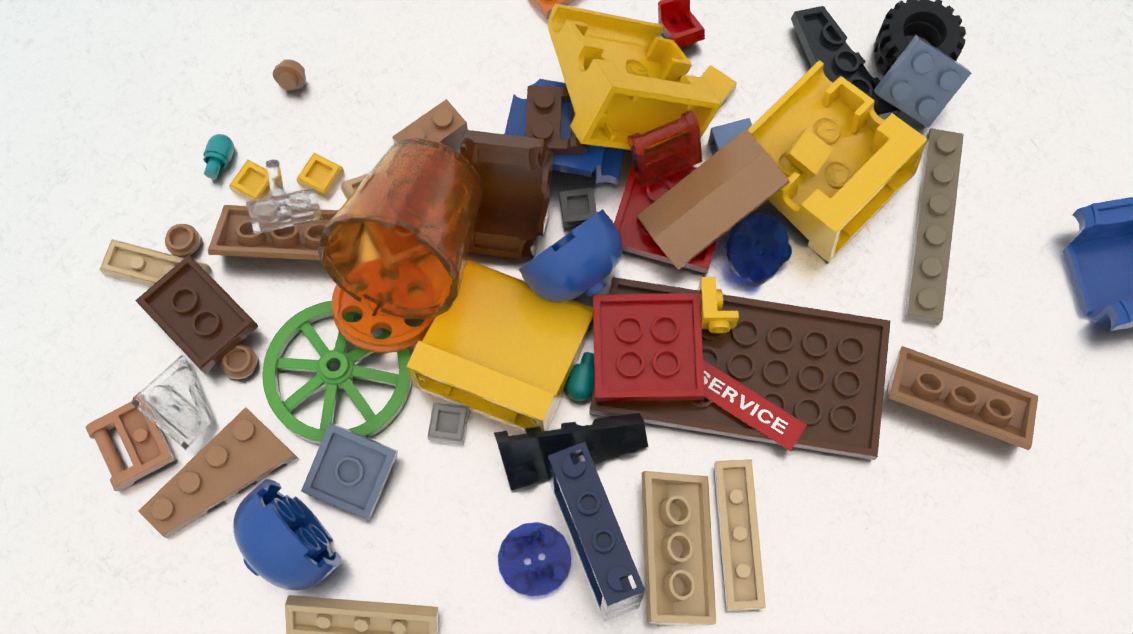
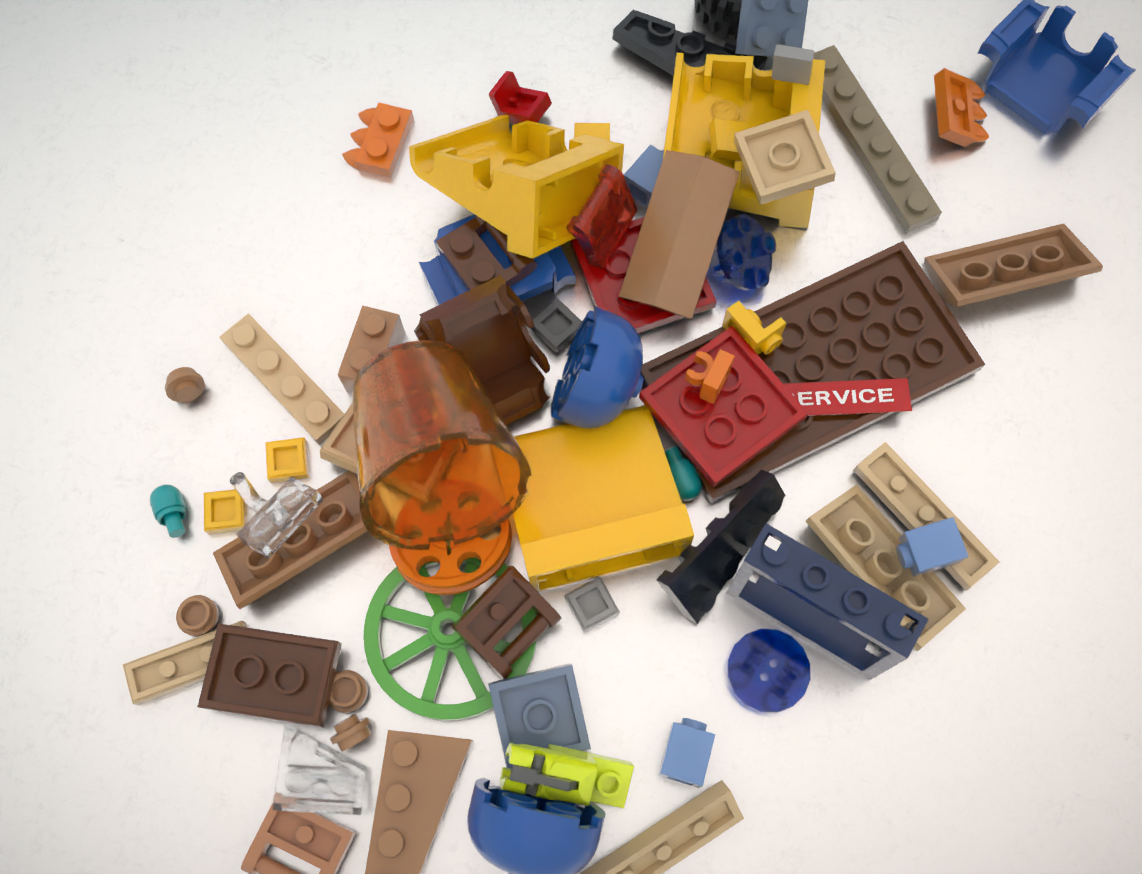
camera: 35 degrees left, 0 degrees up
(220, 390) = (350, 732): none -> medium nougat plate
(334, 522) = (566, 775): none -> neon yellow plate
(359, 113) = (283, 378): none -> tan plate
(371, 379) = (498, 613): none -> reddish brown plate
(430, 571) = (687, 752): none -> medium blue brick
(651, 320) = (714, 375): none -> orange tile
(716, 557) = (931, 547): none -> medium blue brick
(829, 192) = (784, 157): none -> tan plate
(893, 125) = (792, 64): none -> light grey tile
(1022, 249) = (957, 109): none -> orange plate

